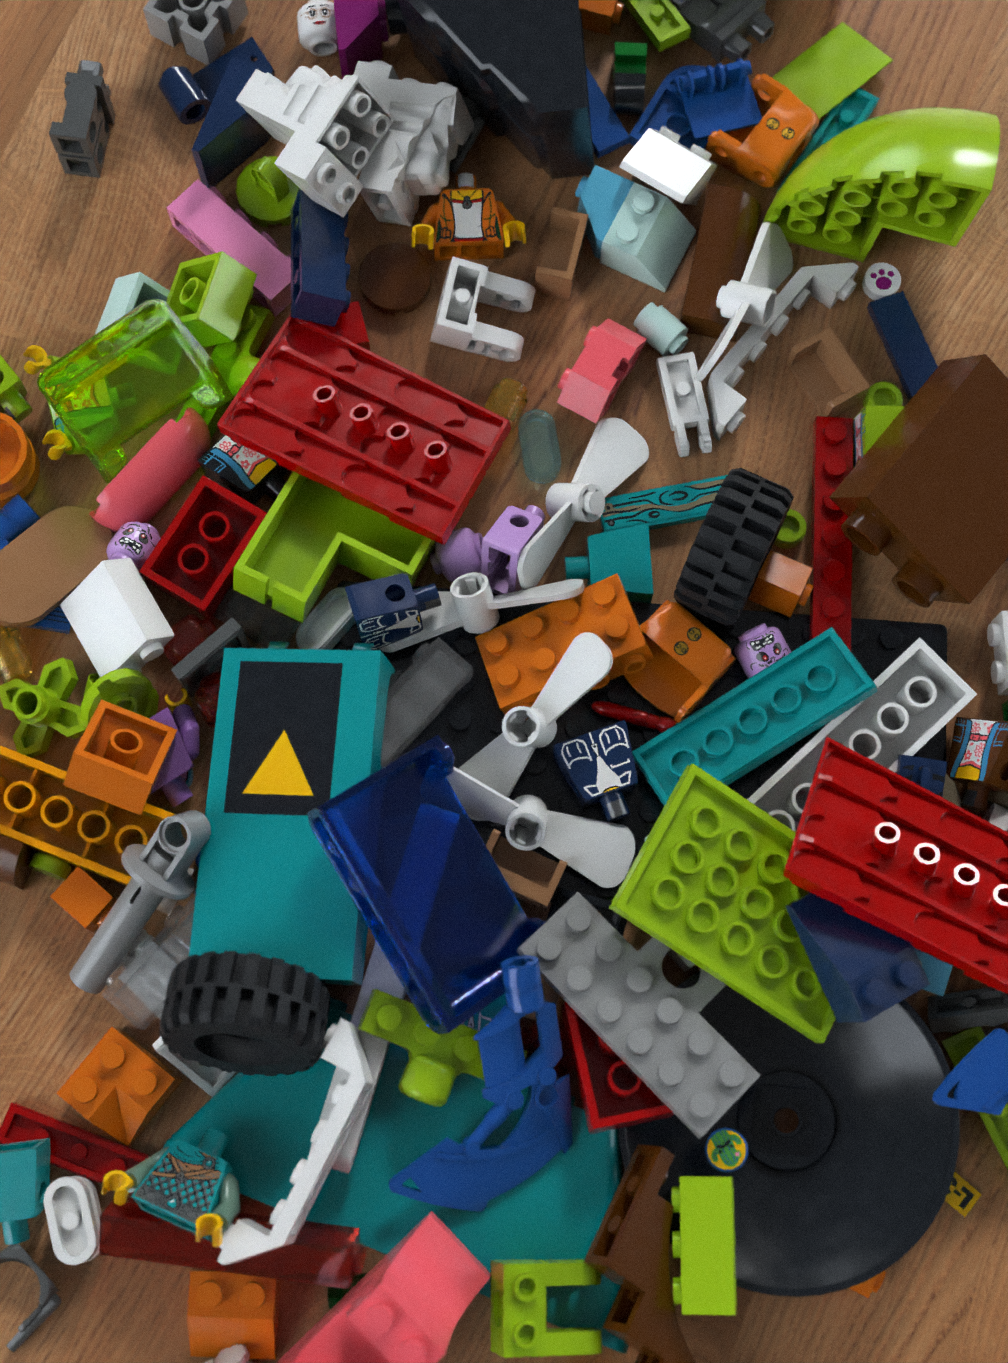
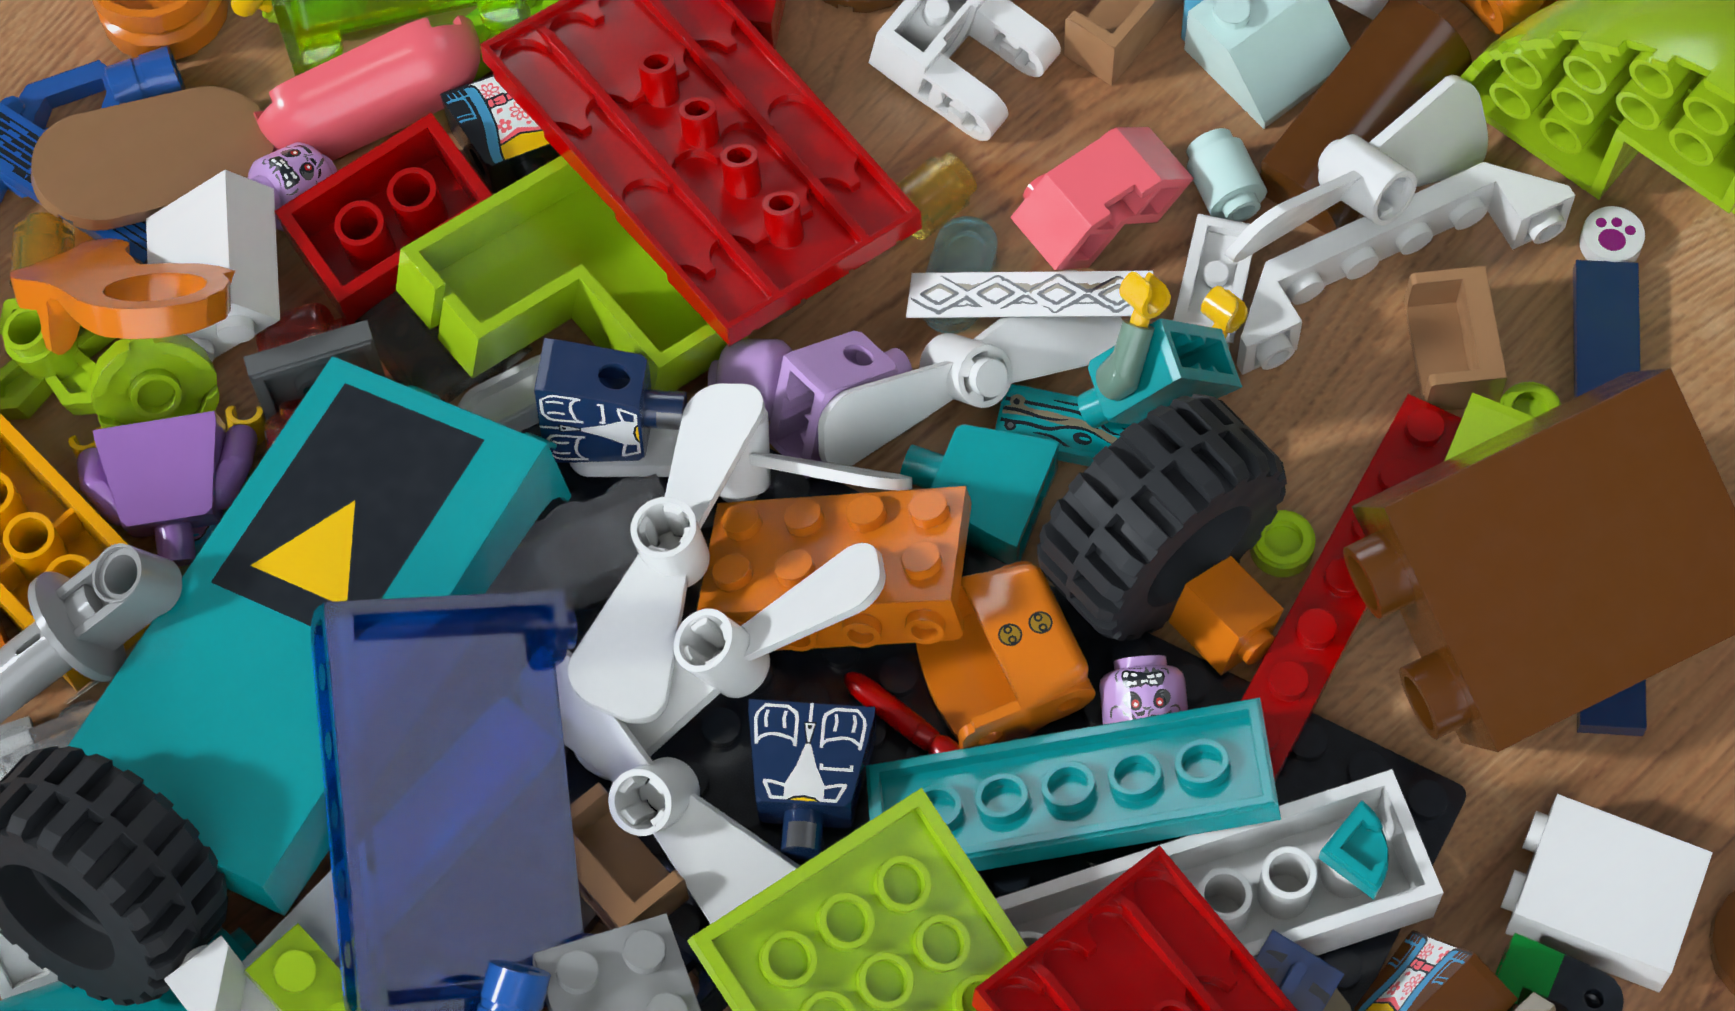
camera: 30 degrees right, 10 degrees down
(60, 661) = (116, 297): none -> orange animal
(119, 757) = (108, 448): orange slope -> none
(479, 742) = (628, 651): none -> white piece
(589, 443) = (1018, 294): none -> white sticker
(689, 456) = (1161, 358): none -> torso
(926, 691) = (1359, 850): none -> teal tile

